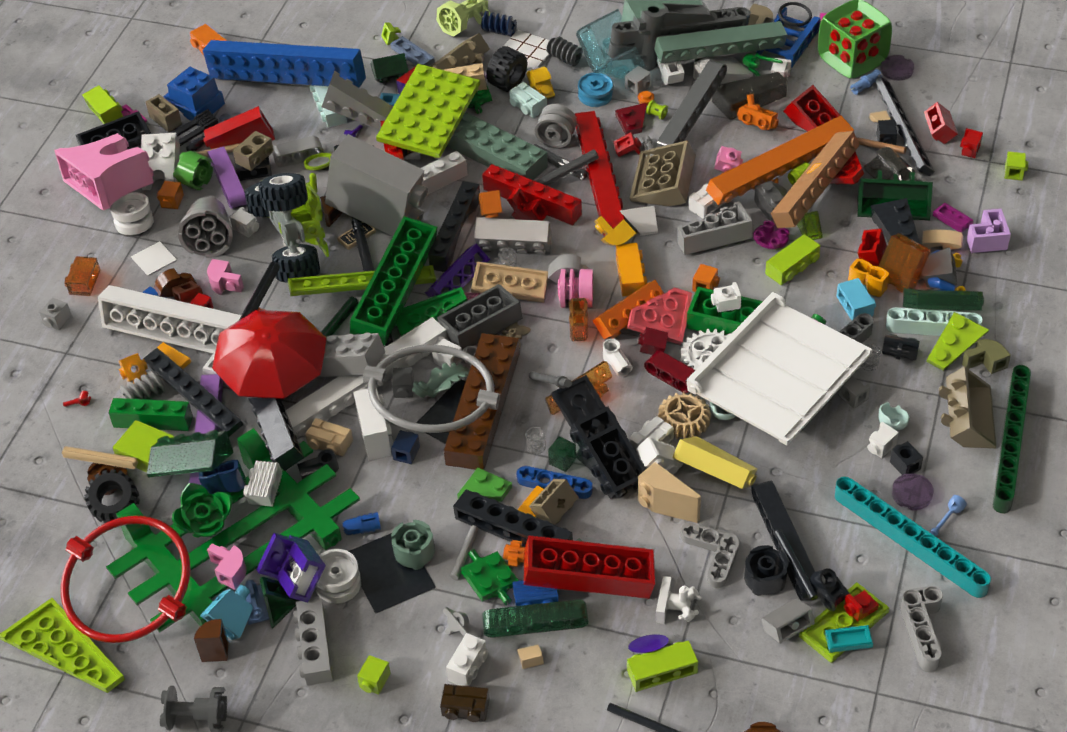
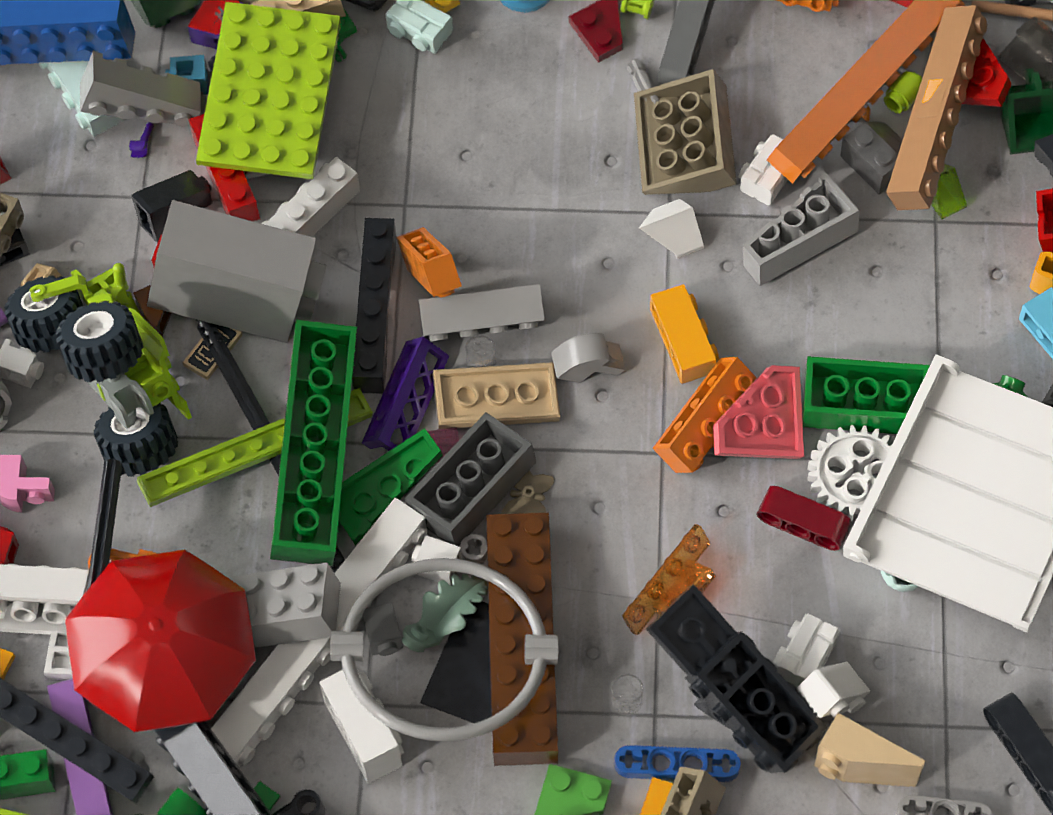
camera: 15 degrees left, 15 degrees up
(296, 151) = (61, 200): light grey beam -> none
(317, 161) = (106, 210): lime piece -> none
(329, 436) = (294, 760): tan brick -> none
(340, 316) = (235, 525): black axle -> none
(405, 447) = (423, 756): dark blue brick -> none
(497, 147) = (402, 136): sand green brick -> none
(526, 209) = (484, 251): red brick -> none
(555, 126) = (485, 74): light grey wheel -> none
(559, 161) = (505, 137): dark grey axle -> none
(559, 204) = (482, 216): red brick -> none
(559, 381) = (658, 608): dark grey bar -> none
(562, 454) = (677, 712): clear green brick -> none
(568, 168) = (526, 157): dark grey axle -> none
(576, 287) = (612, 393): bright pink wheel -> none
(578, 319) = (631, 451): clear orange brick -> none
(600, 170) = (583, 157): red brick -> none
(616, 235) = (648, 278): yellow brick -> none
(616, 358) = (711, 512): white piece -> none
(626, 144) = (608, 85): red bracket -> none
(652, 341) = (761, 470): dark red brick -> none
(686, 414) = (863, 584): tan gear -> none
(705, 277) = (809, 330): orange brick -> none
(715, 462) = (921, 679): light yellow slope -> none
(727, 159) = (783, 88): bright pink brick -> none
(727, 298) = (860, 384): white brick -> none
(770, 236) = (885, 224): magenta dish -> none
(792, 259) = (936, 264): lime brick -> none

